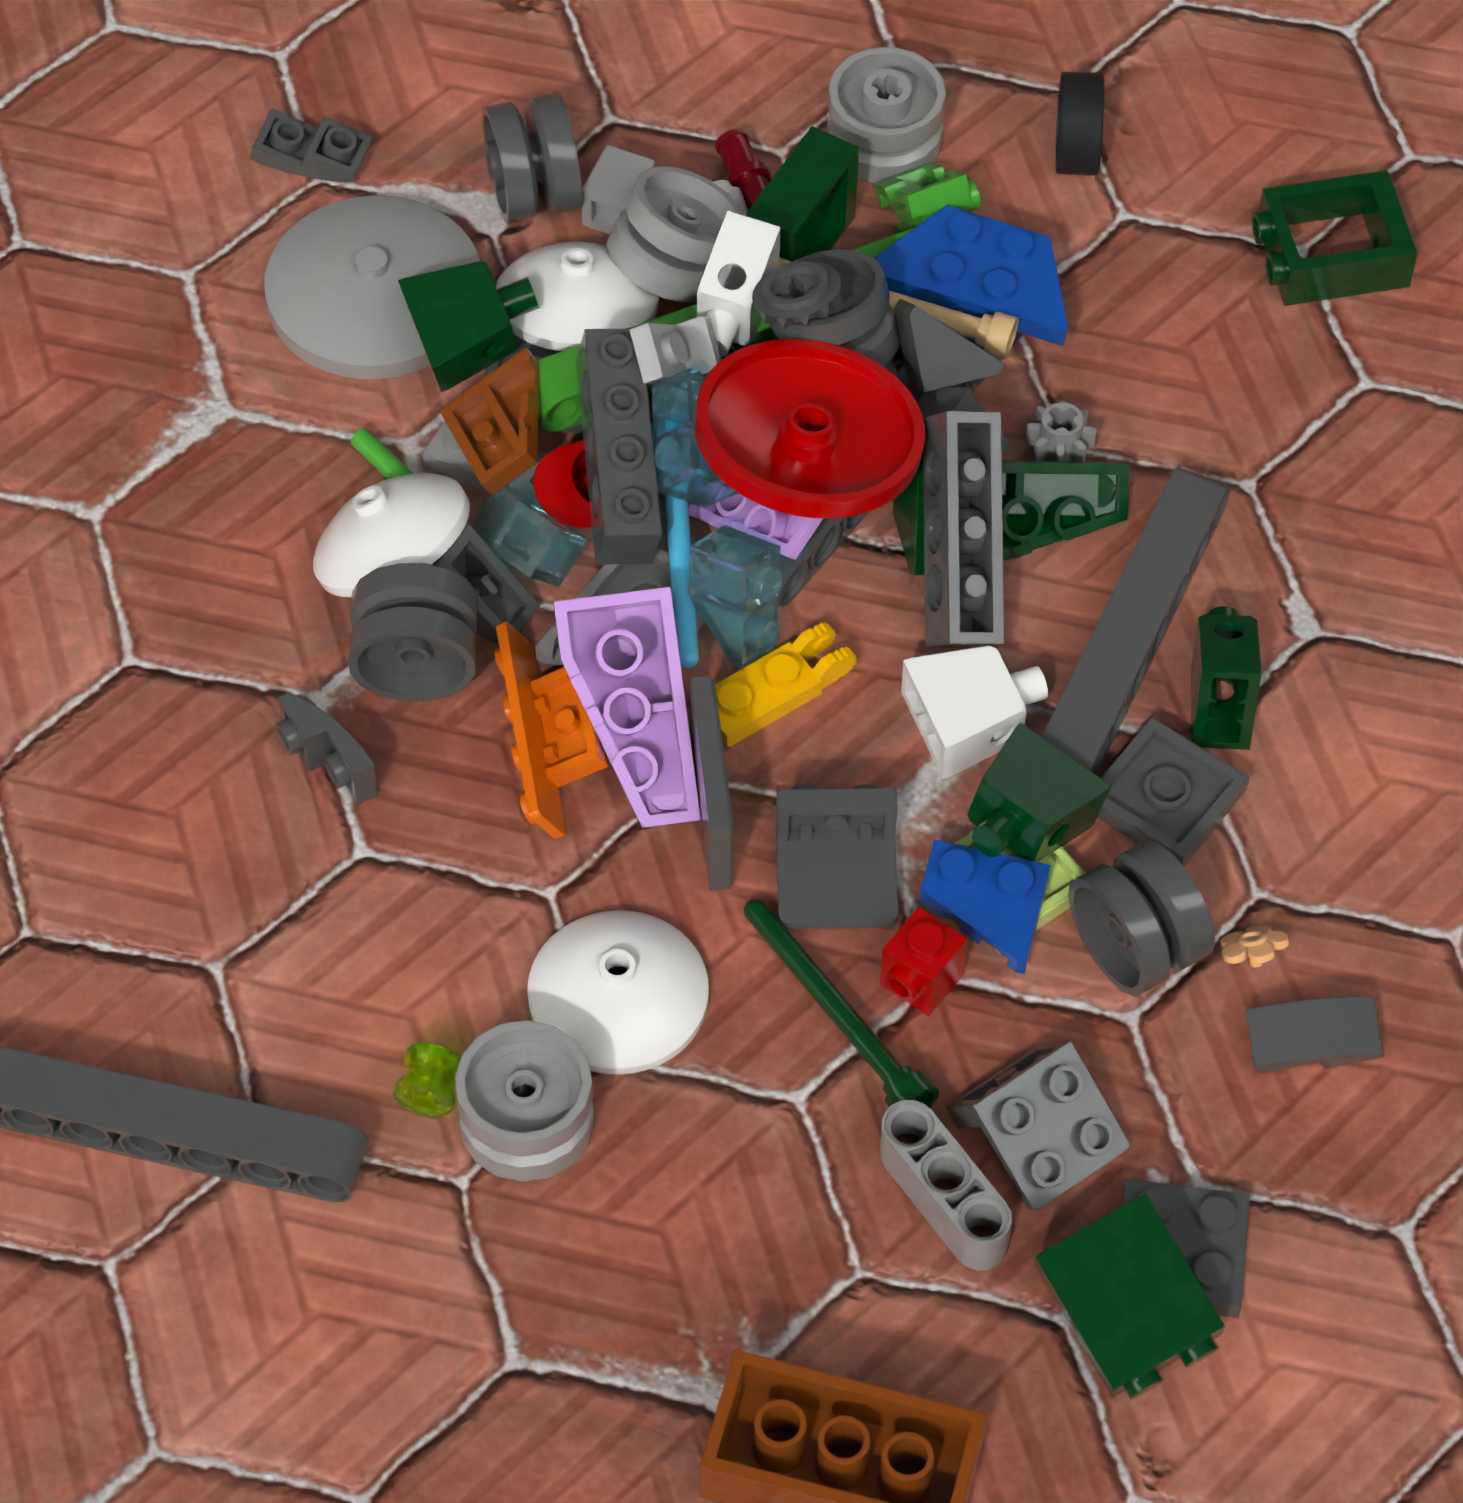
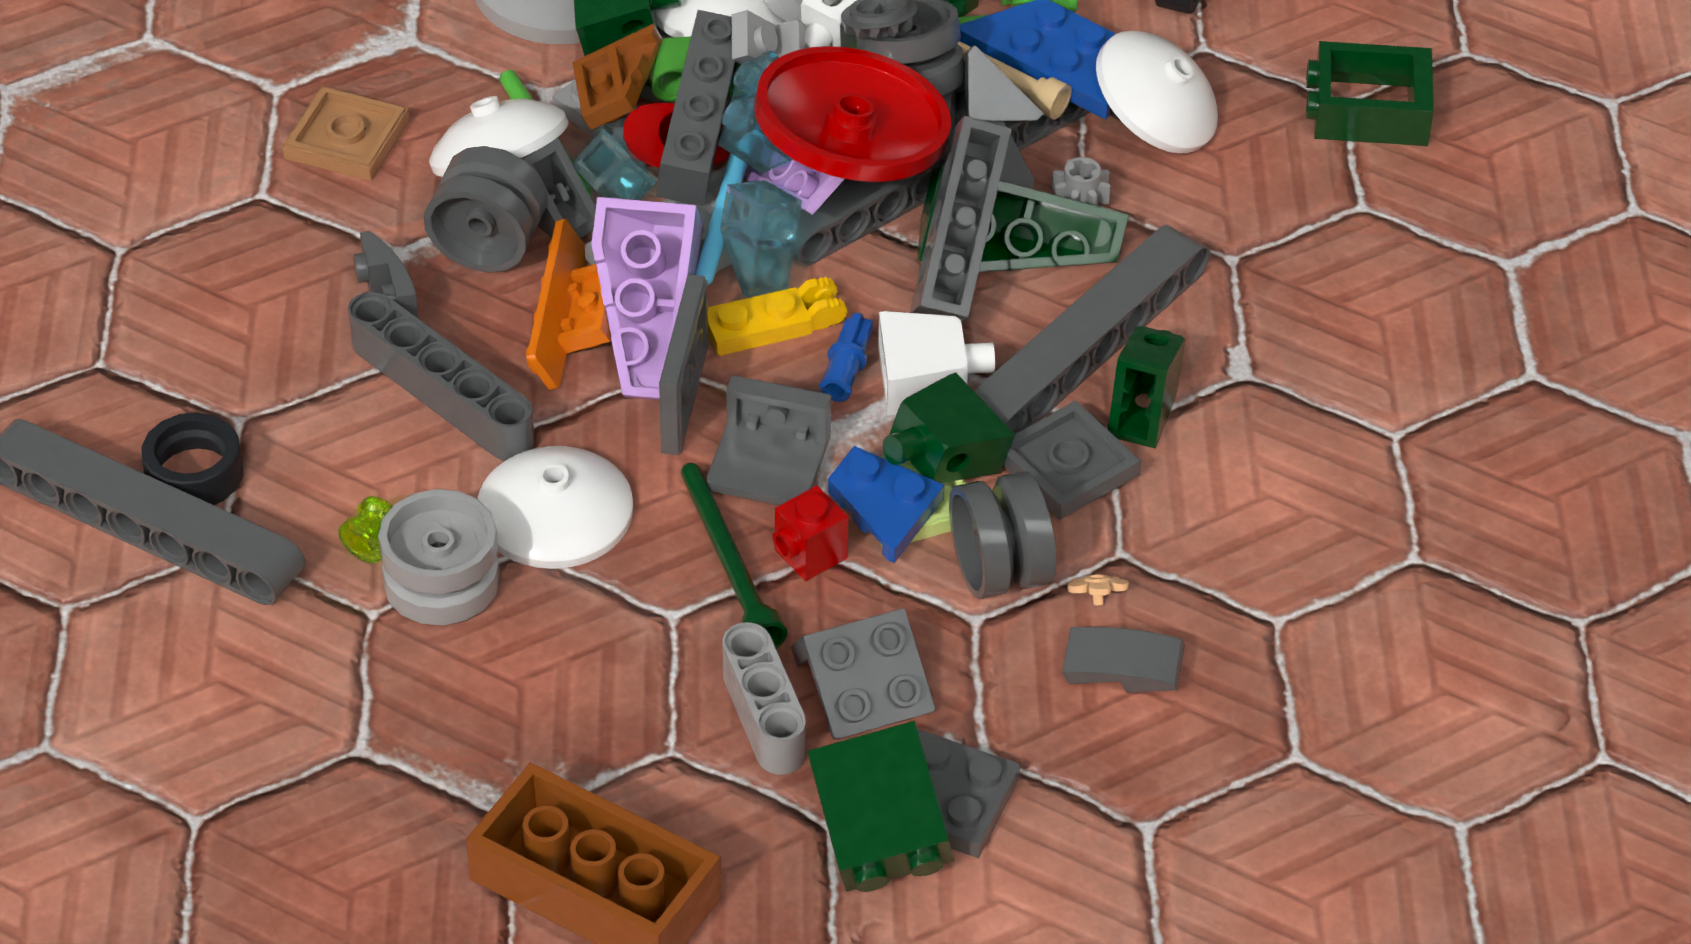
camera: 15 degrees right, 10 degrees down
(190, 999) = (195, 432): none -> black tyre
(199, 556) = (346, 133): none -> medium nougat tile
(445, 880) = (441, 375): none -> dark grey beam
(877, 719) = (847, 357): none -> blue axle
(1106, 294) = (1157, 91): none -> white dish

